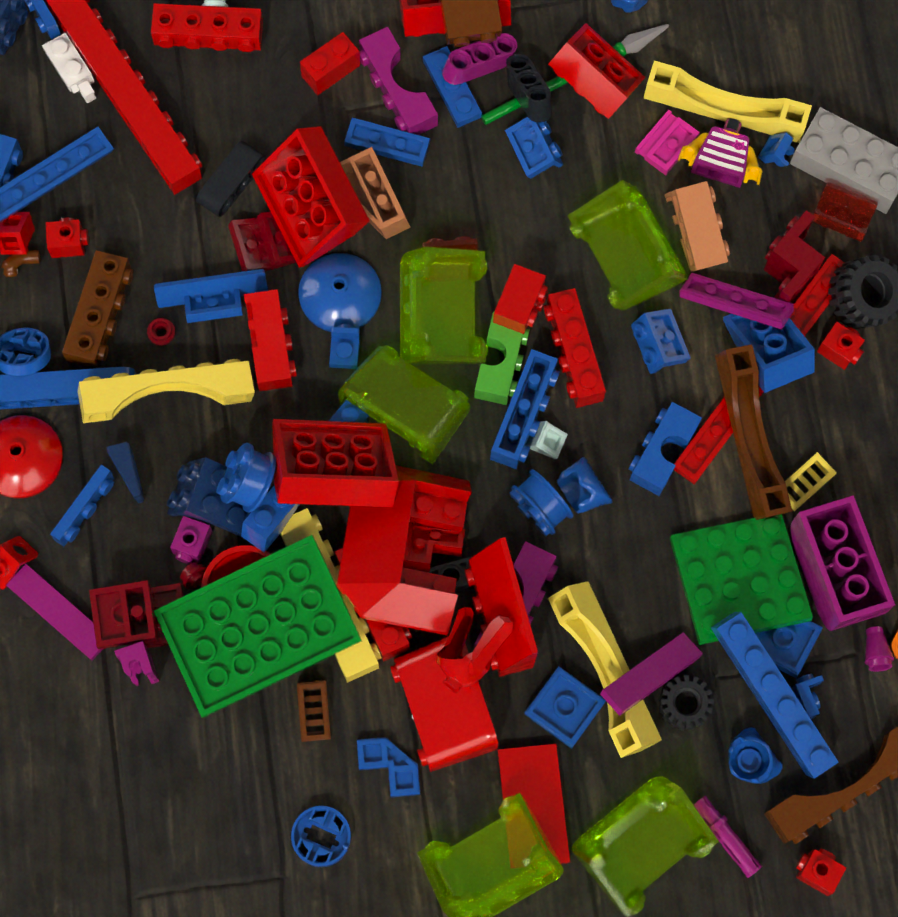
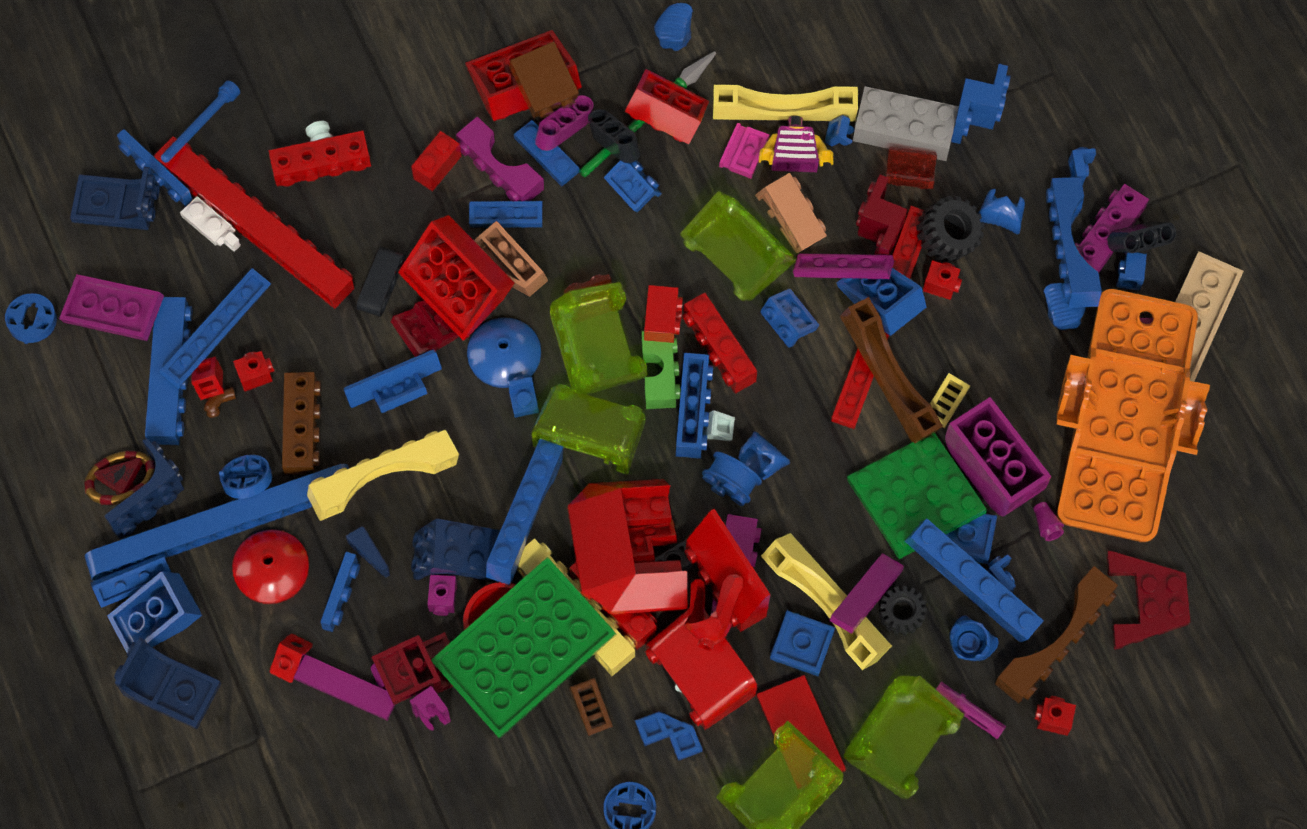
camera: 15 degrees left, 5 degrees down
(157, 324) = (360, 420): dark red plate -> none
(193, 575) = (453, 623): dark red plate -> none
(247, 477) = (478, 523): blue wheel -> none
(269, 340) = (457, 407): red wedge -> none
(333, 463) = (548, 492): red slope -> none
(675, 427) = (824, 385): blue arch -> none

